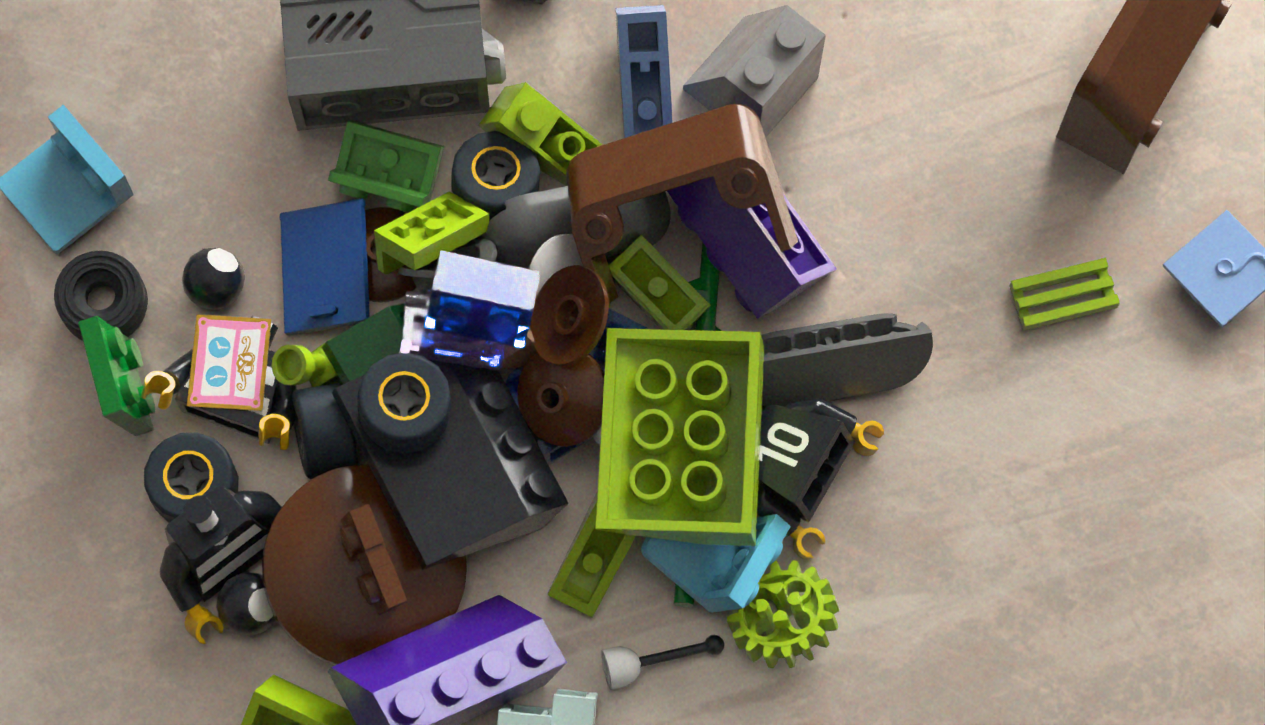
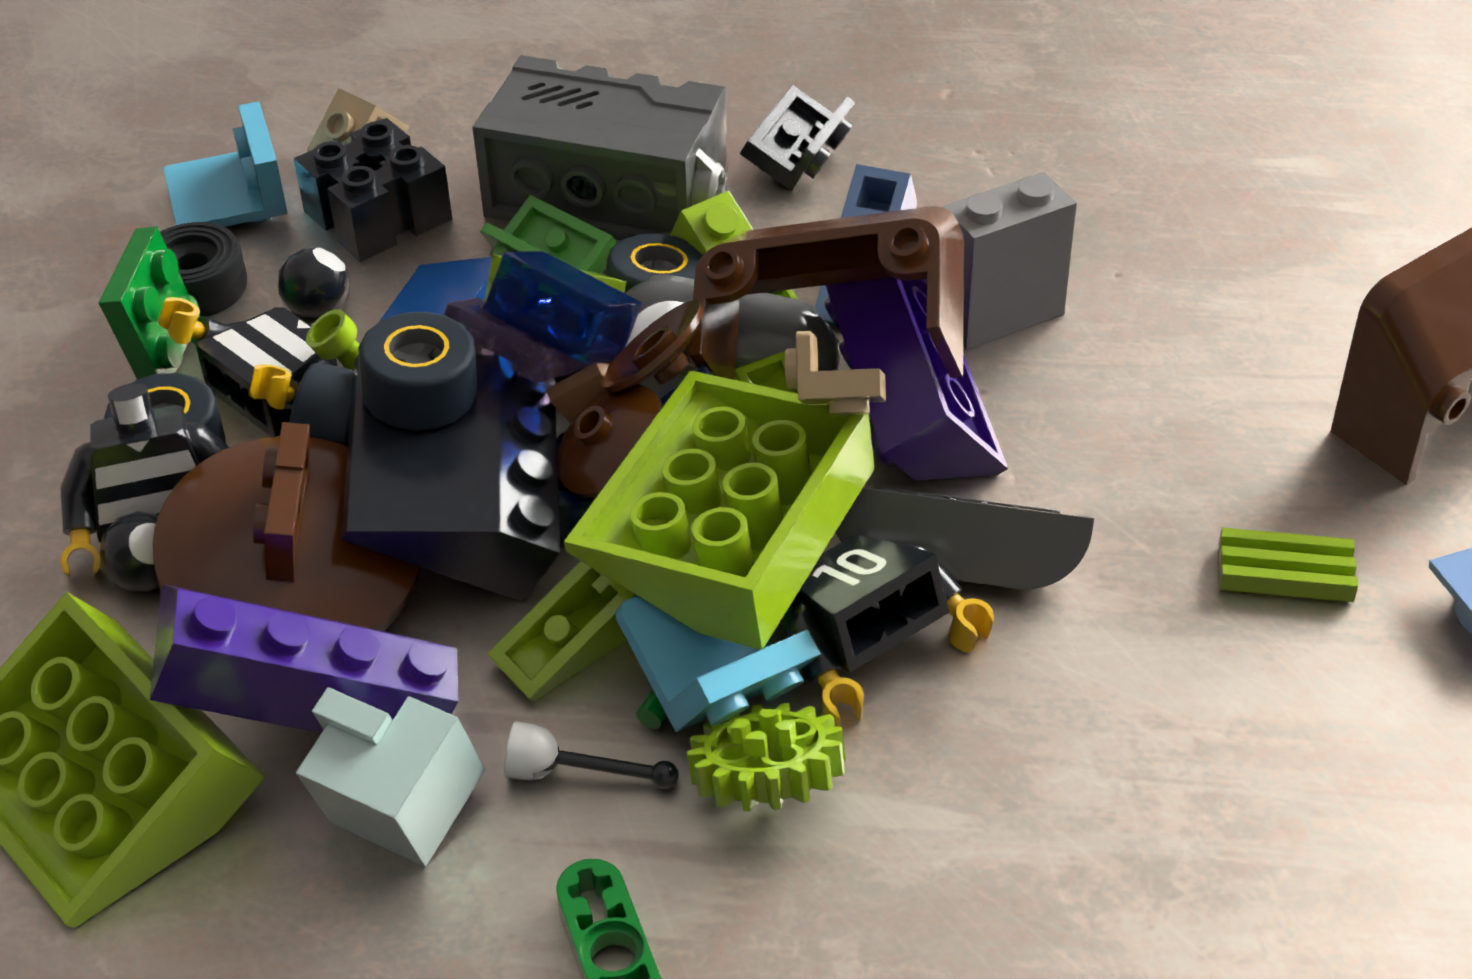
camera: 25 degrees right, 30 degrees down
(133, 73) = (346, 115): none -> tan bracket
(209, 177) = (373, 188): none -> black brick
(229, 362) = (269, 330): sticker -> none
(737, 335) = (844, 390): none -> tan bracket

